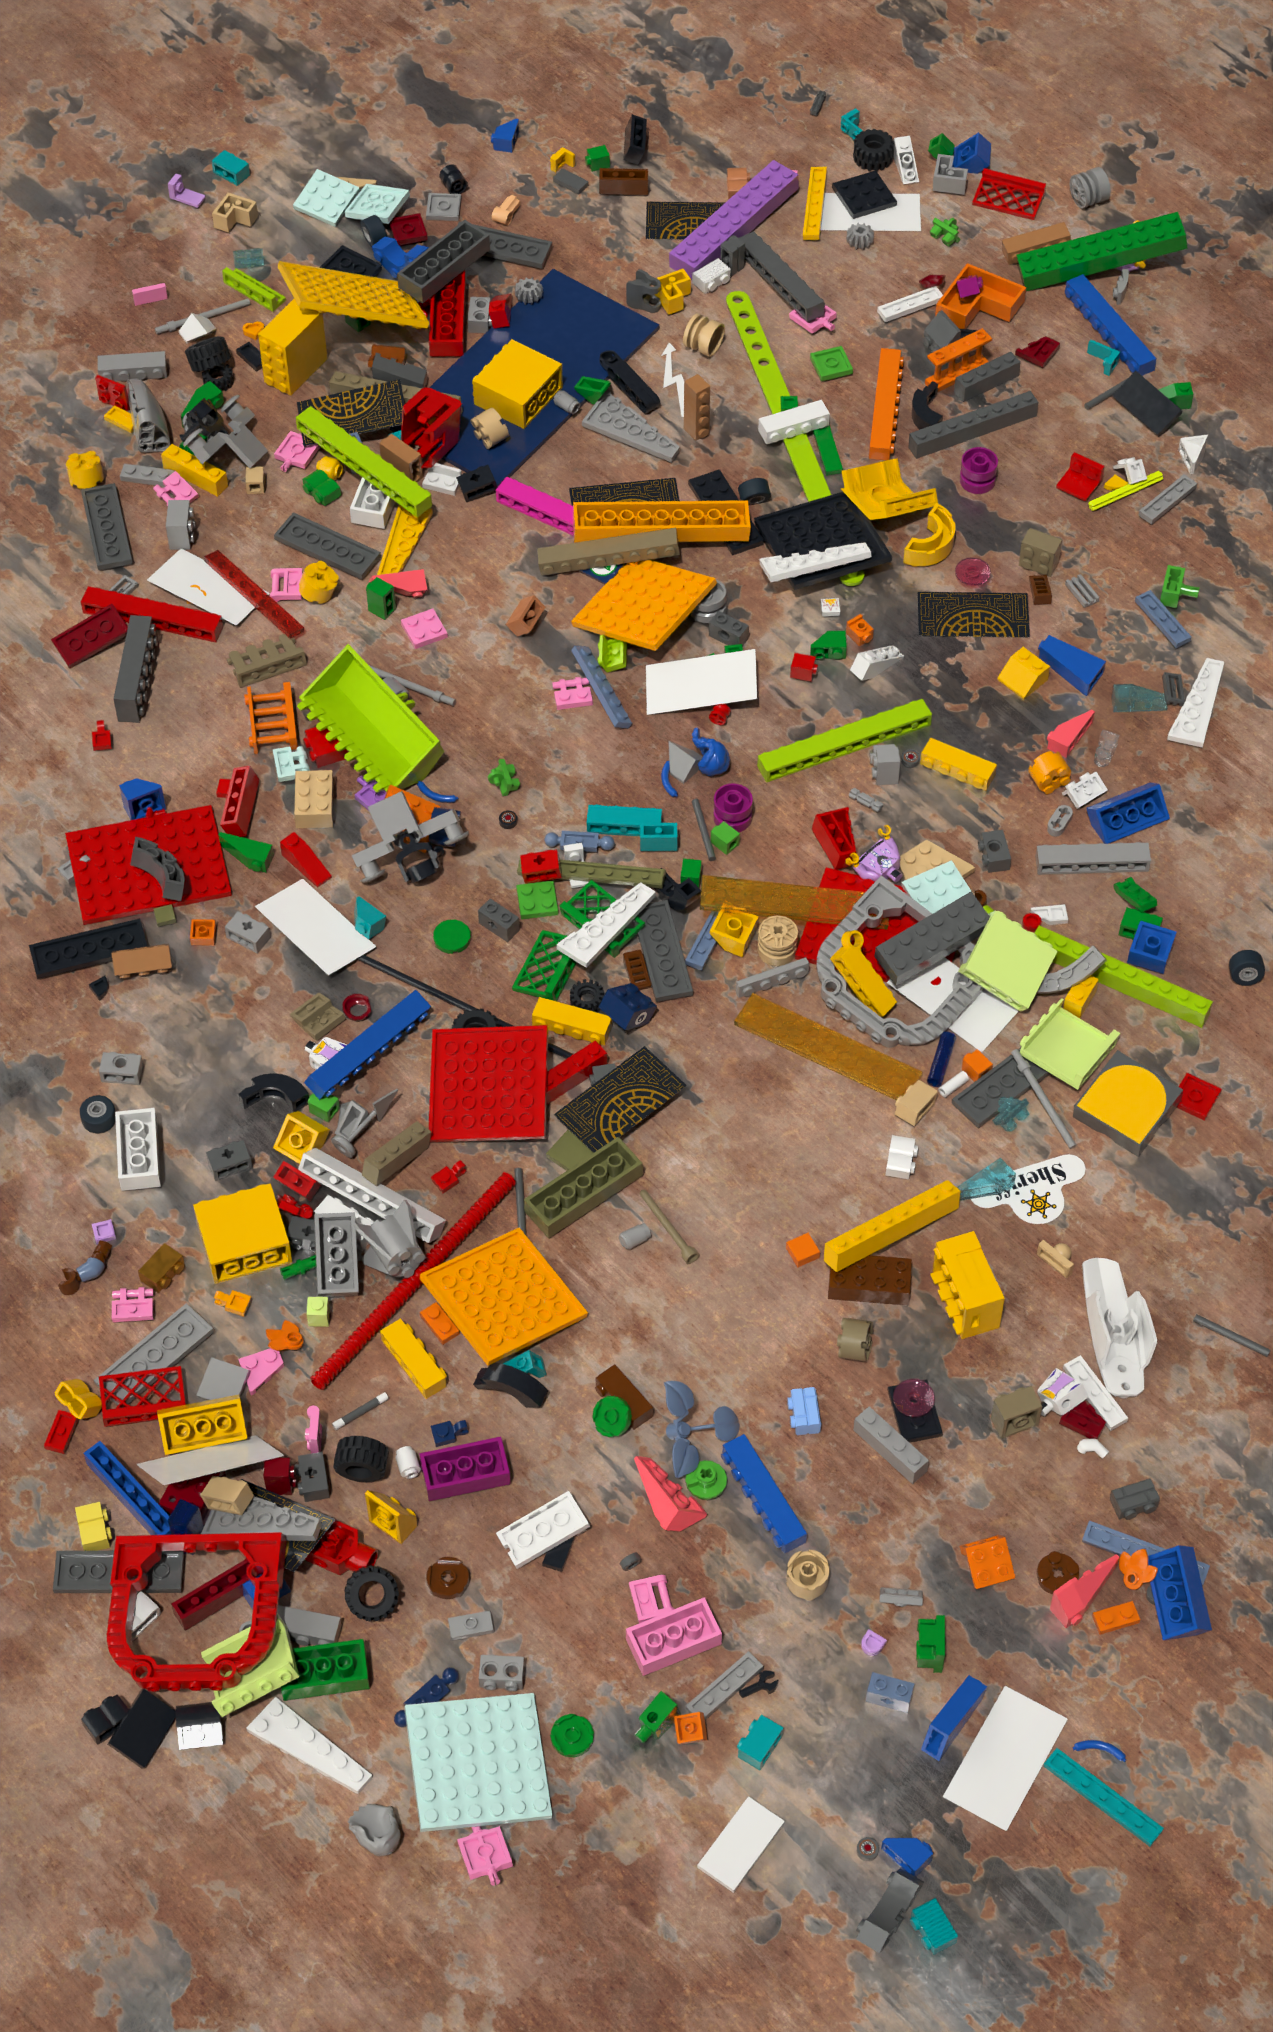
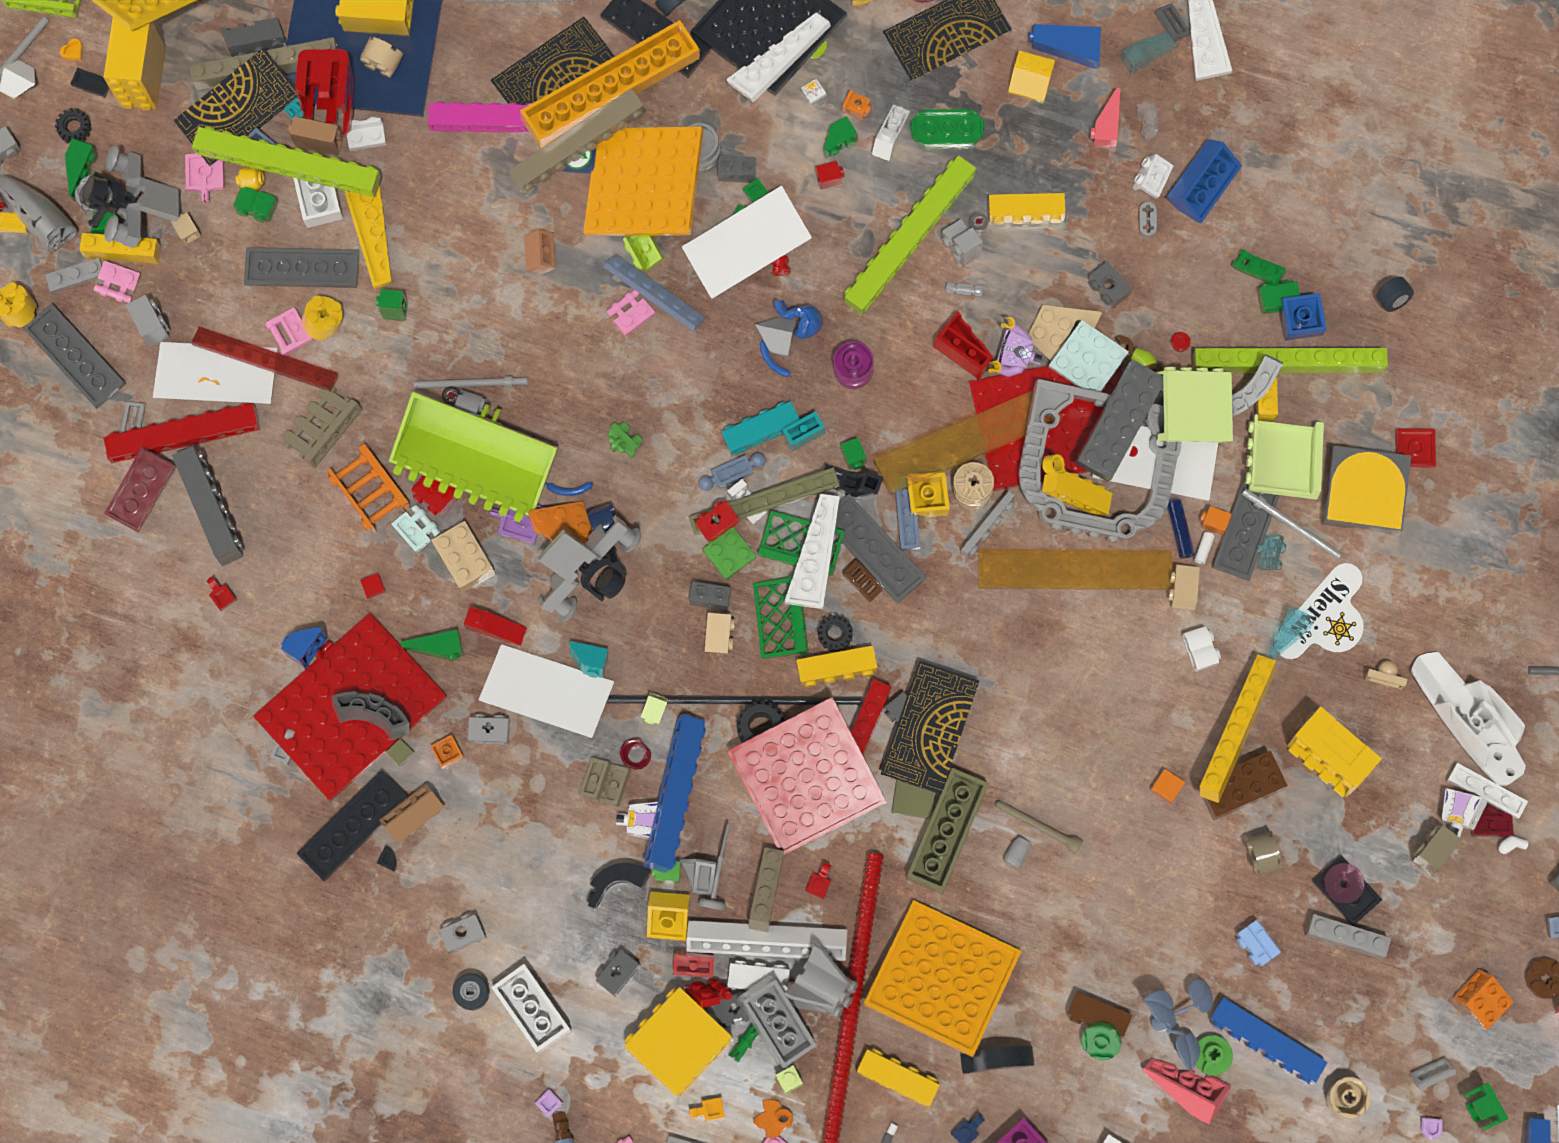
camera: 25 degrees left, 20 degrees up
(161, 1268) = (625, 1113): pearl gold brick -> none
(208, 354) = (51, 108): black tyre -> none
(239, 801) = (397, 598): red brick -> none
(387, 352) = (225, 16): dark orange bracket -> none
(395, 978) = (654, 708): none -> yellowish green brick
(406, 583) = (408, 272): coral slope -> none
(424, 628) = (449, 312): bright pink plate -> none
(439, 1323) = (897, 1031): orange plate -> none
(451, 936) = (675, 633): green tile -> none
(476, 483) = (401, 133): black brick -> none
(487, 949) = (718, 633): none -> tan brick
(508, 819) = (652, 482): black tile -> none
(520, 1199) = (896, 871): dark grey bar -> none
(529, 1363) = (997, 1033): teal bracket -> none
(627, 1006) = (881, 627): dark blue brick -> none
(703, 829) = (834, 396): dark grey bar -> none
(725, 838) = (861, 398): bright green brick -> none
(927, 681) = (947, 128): none -> green tile
(1050, 771) = (1116, 175): light orange brick -> none
(1051, 914) = (1193, 324): white tile -> none
(1093, 858) = (1199, 247): light grey brick -> none

